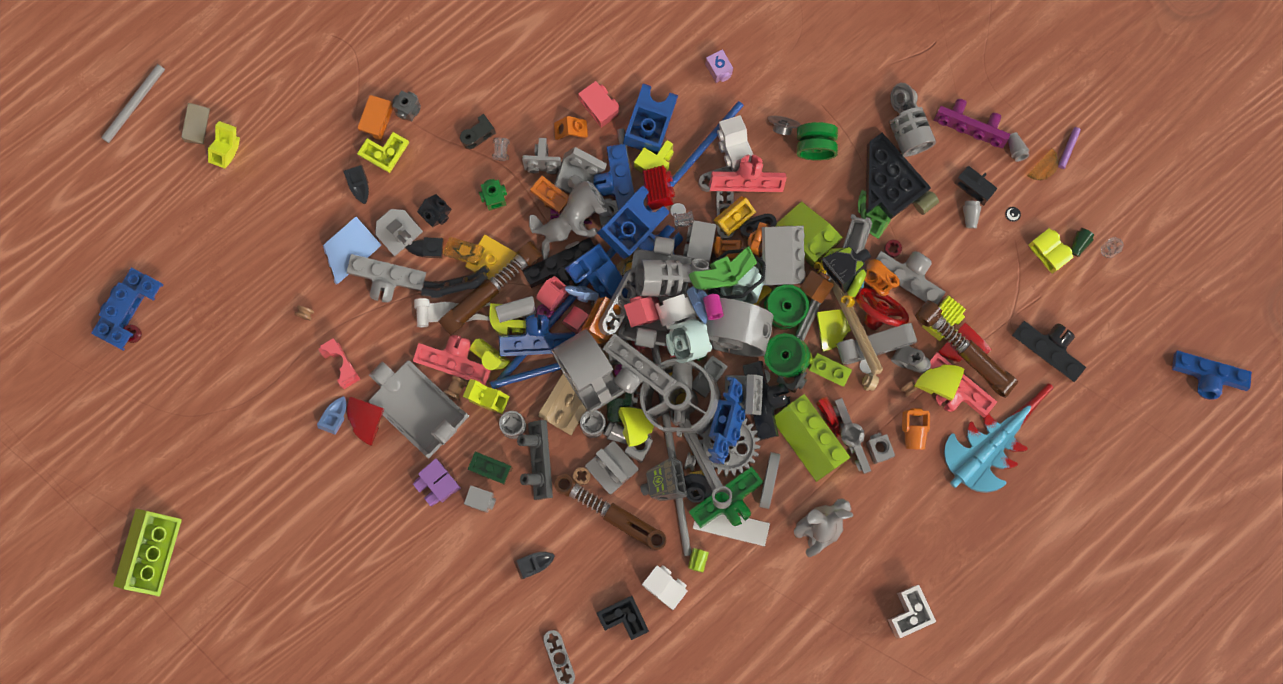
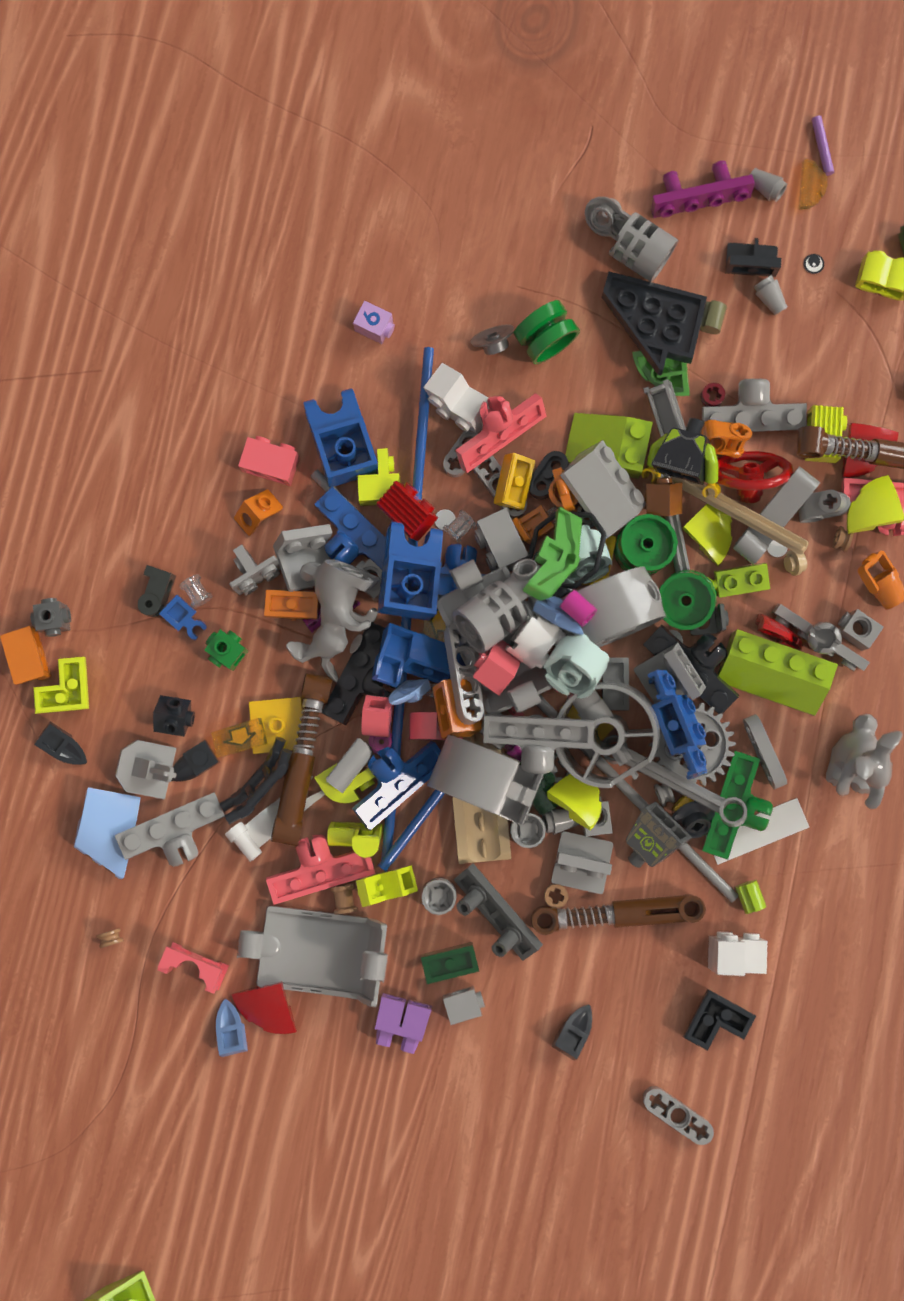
camera: 30 degrees left, 5 degrees up
(482, 156) = (180, 614): none -> blue plate

